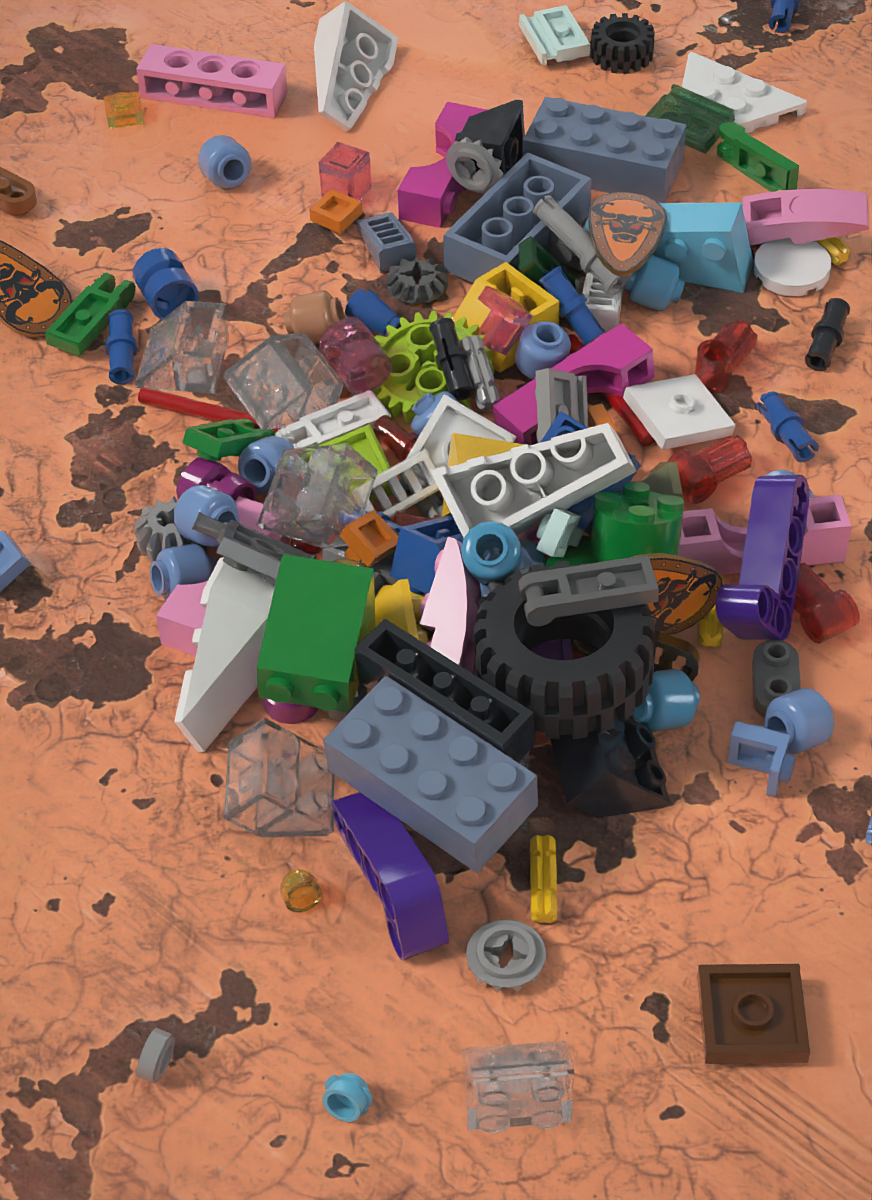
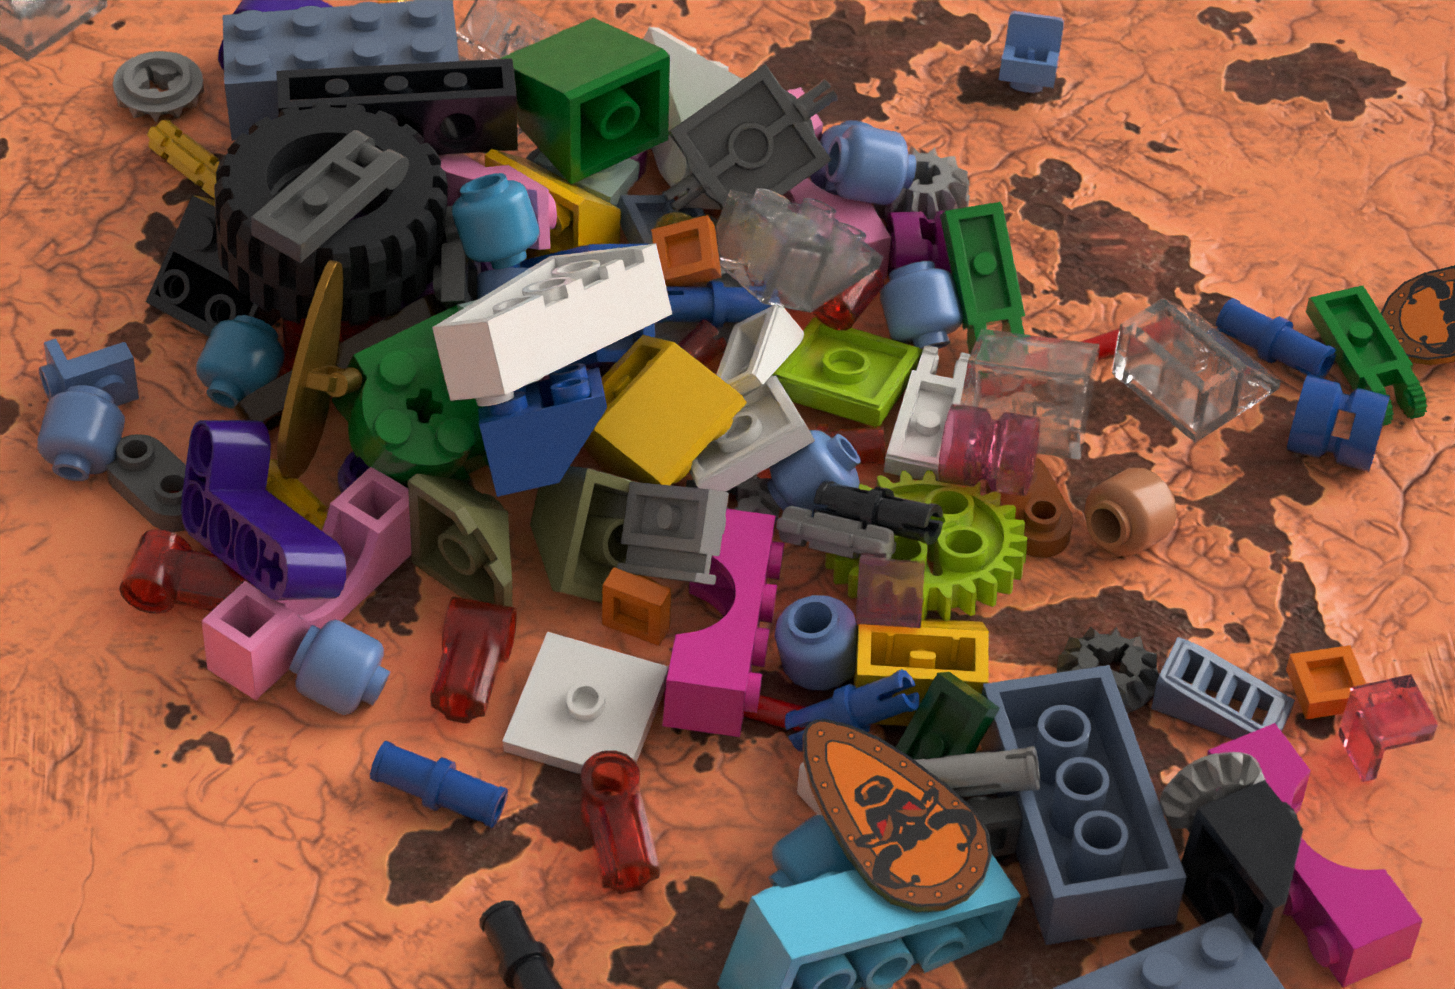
camera: 130 degrees right, 0 degrees up
(372, 311) = (1080, 573): blue cone -> none

